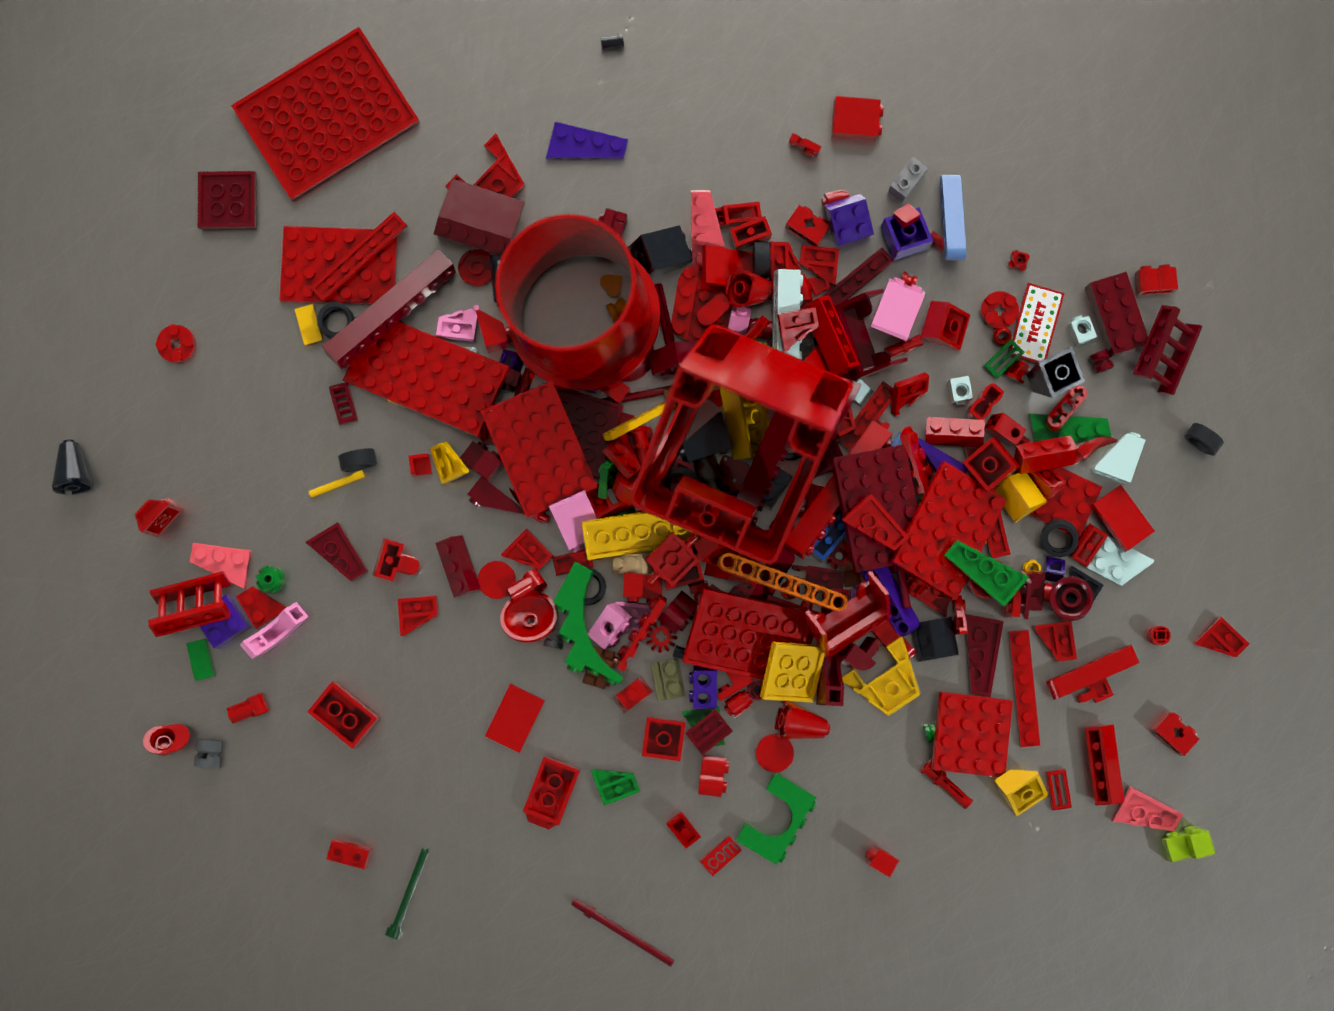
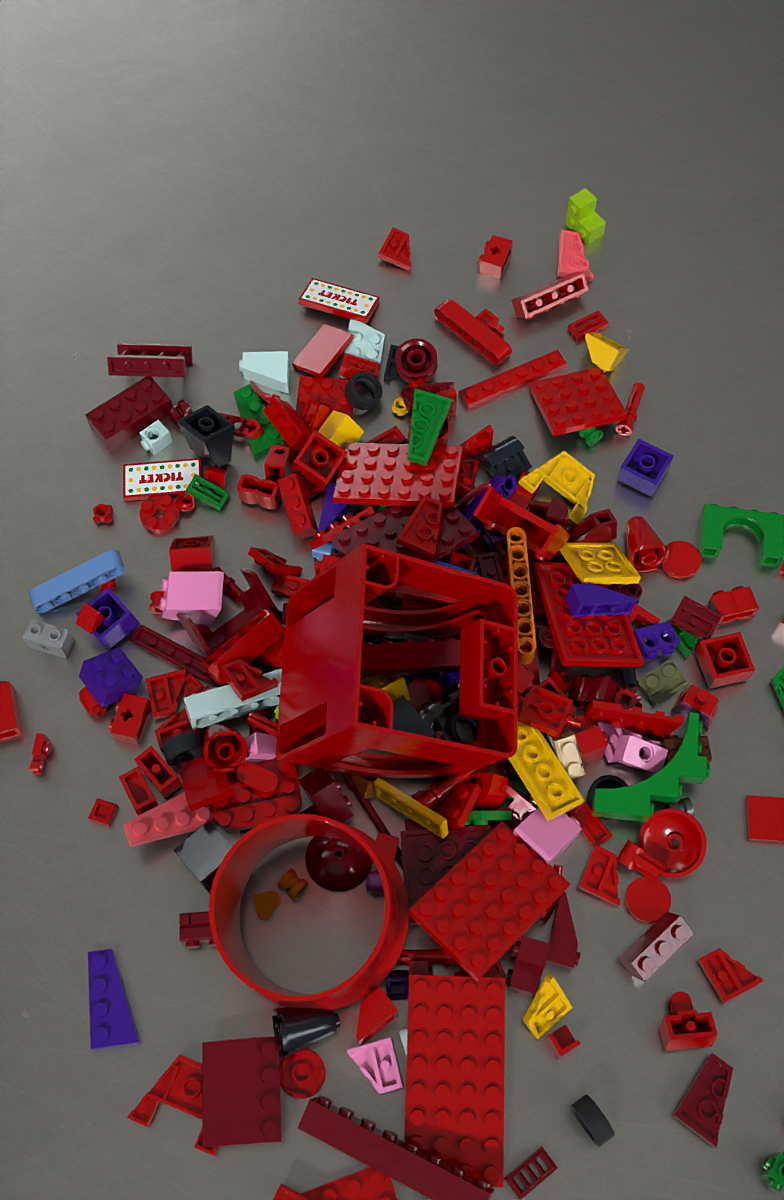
camera: 105 degrees left, 20 degrees down
(337, 483) = (631, 1141): yellow bar -> none
(736, 182) = (103, 812): none -> red tile
(738, 703) = (653, 605): red brick -> none
(754, 646) = (597, 601): none -> dark purple slope
(875, 763) = (645, 467): none -> dark purple brick
(881, 860) = (730, 430): red brick -> none
(961, 382) = (254, 526): light aqua brick -> none
(982, 651) = (500, 417): dark red wing -> none
(1054, 569) = (392, 390): dark purple slope -> none
(1058, 639) = (456, 364): red wing -> none
(1155, 636) = (416, 293): red wheel -> none
(1156, 280) = (84, 392): red brick -> none
(1179, 557) = (339, 300): none -> tile
(1204, 439) = (224, 310): black tyre -> none

